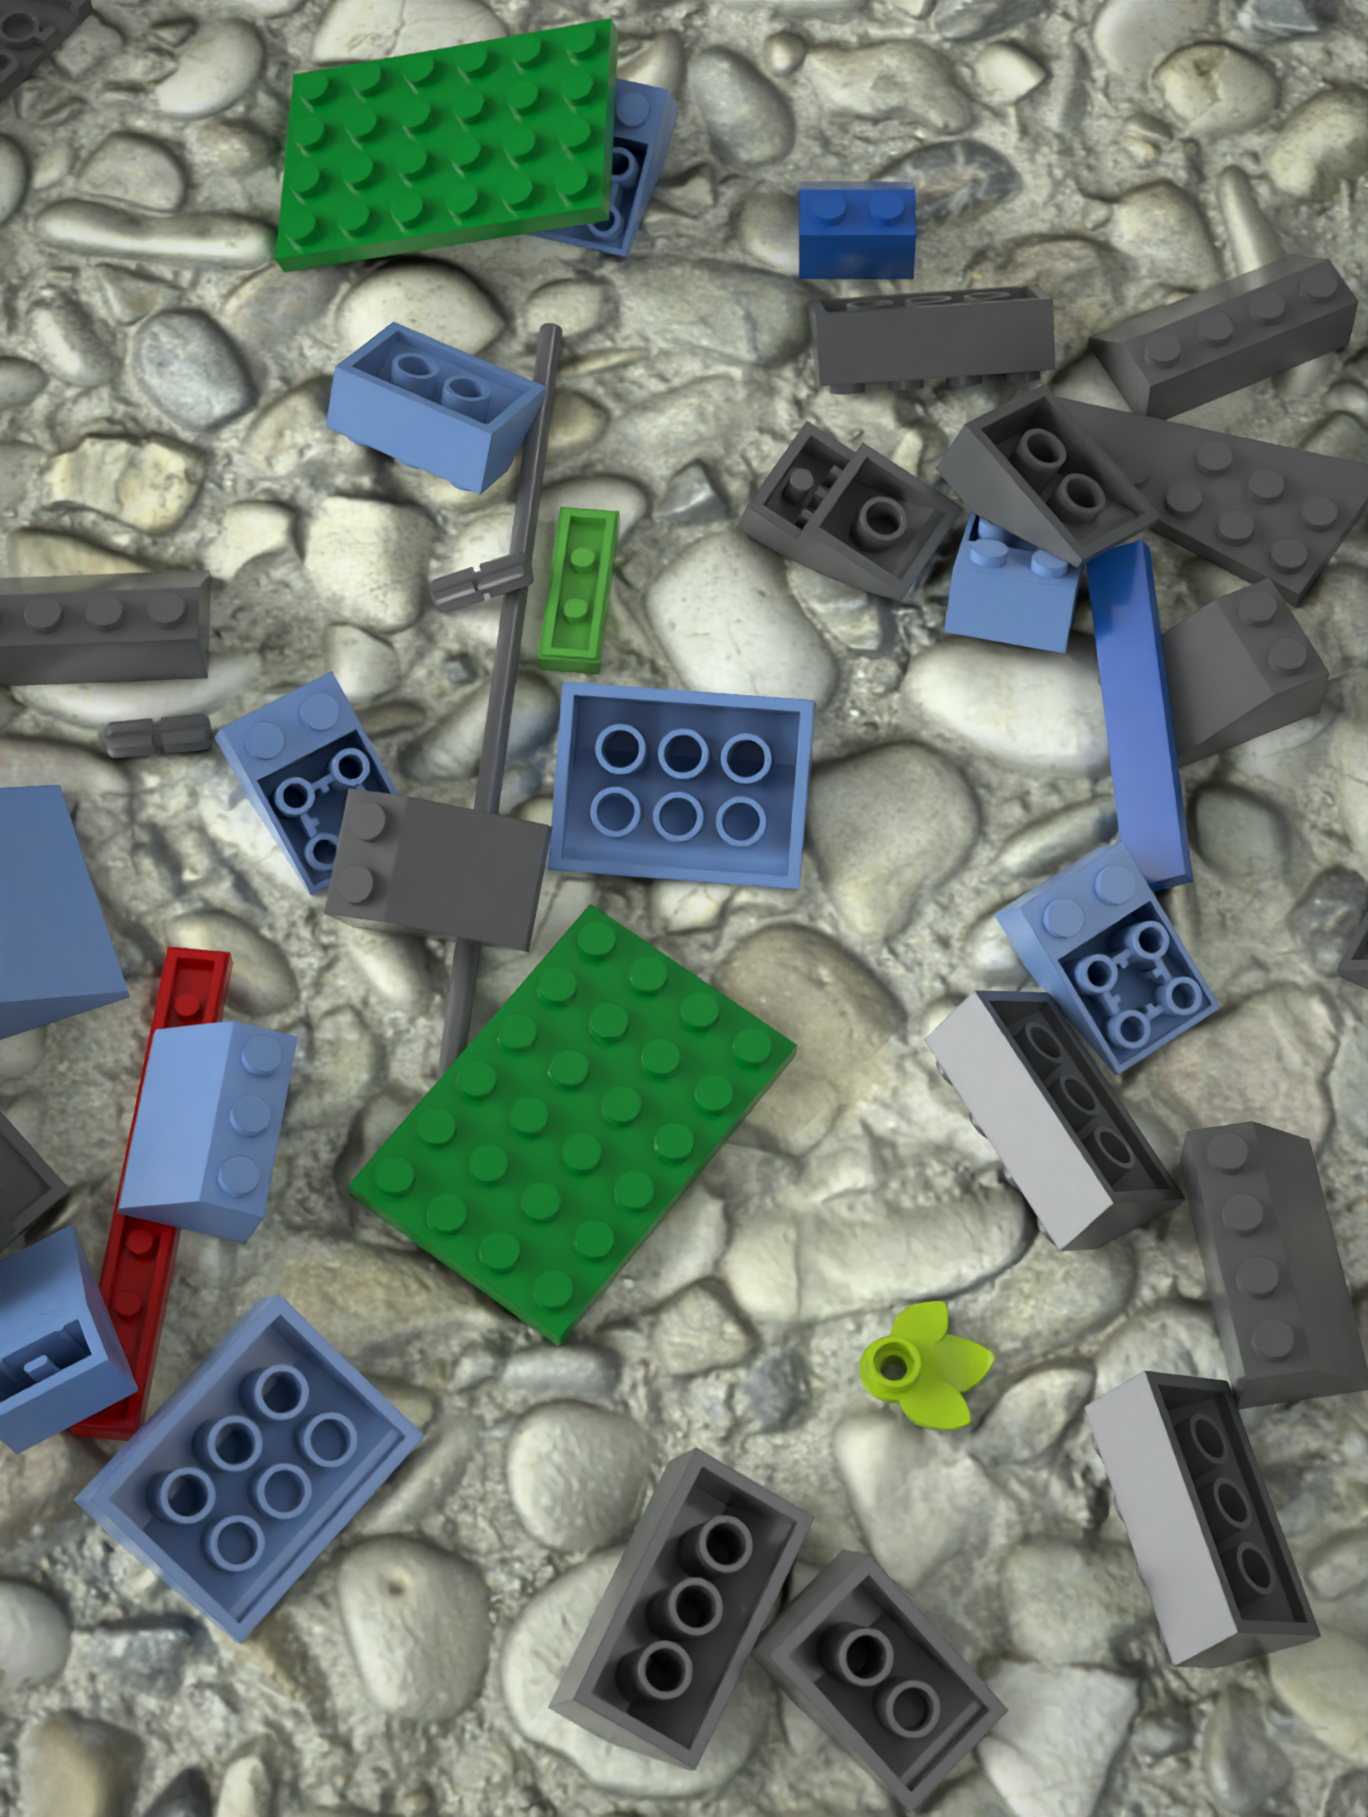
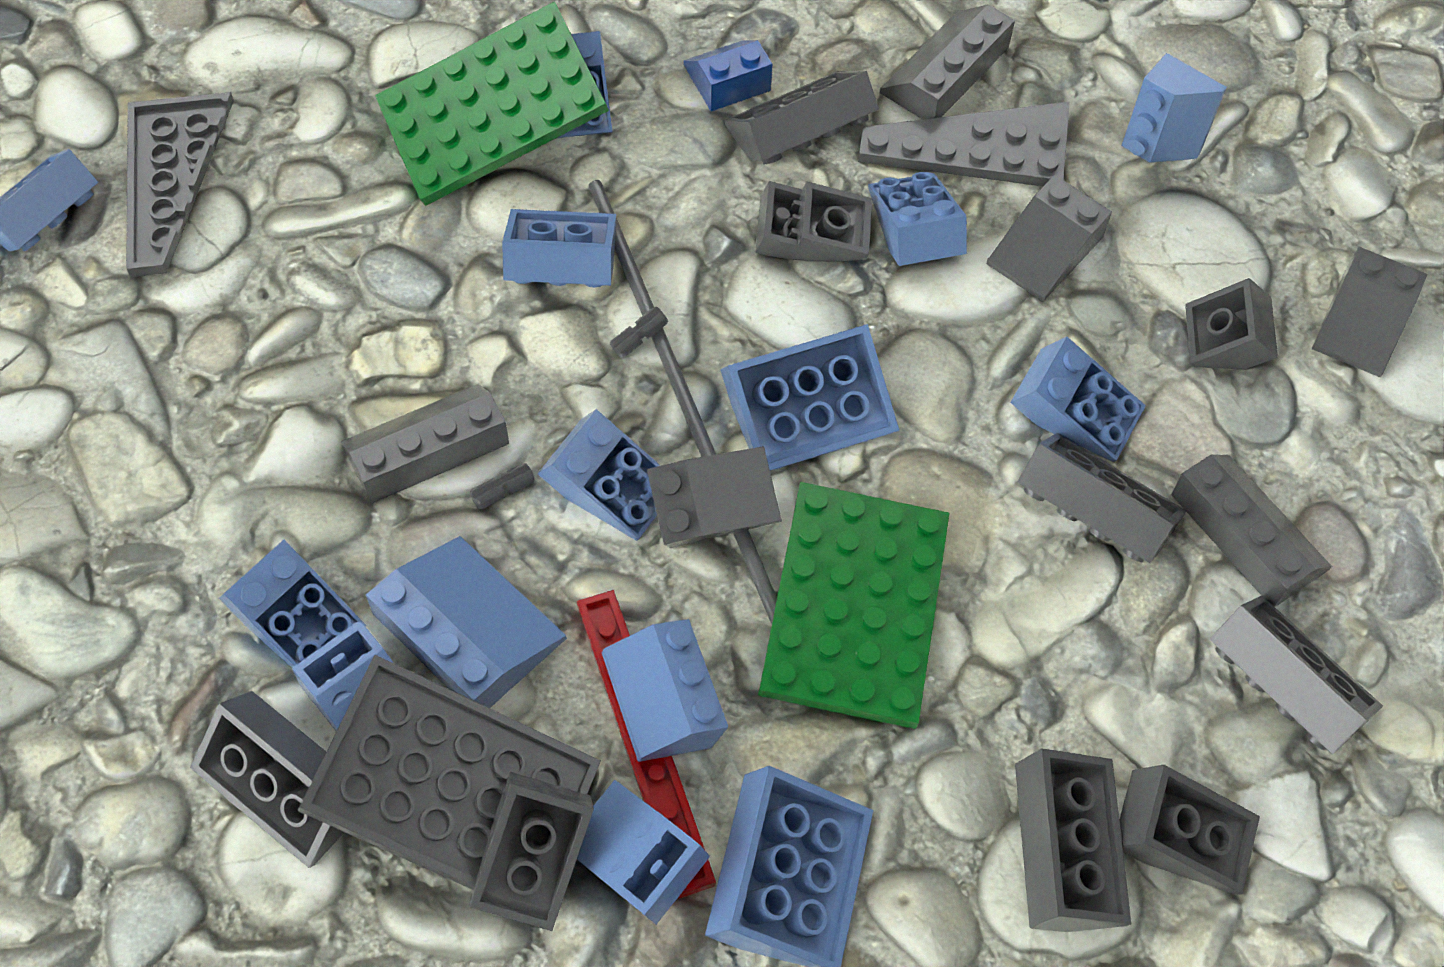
camera: 30 degrees left, 0 degrees up
(579, 590) = (691, 317): bright green tile -> none
(935, 1364) = (1115, 652): lime plate -> none
(1045, 479) = (915, 166): dark grey slope -> none
(1139, 714) = (1022, 267): tile -> none

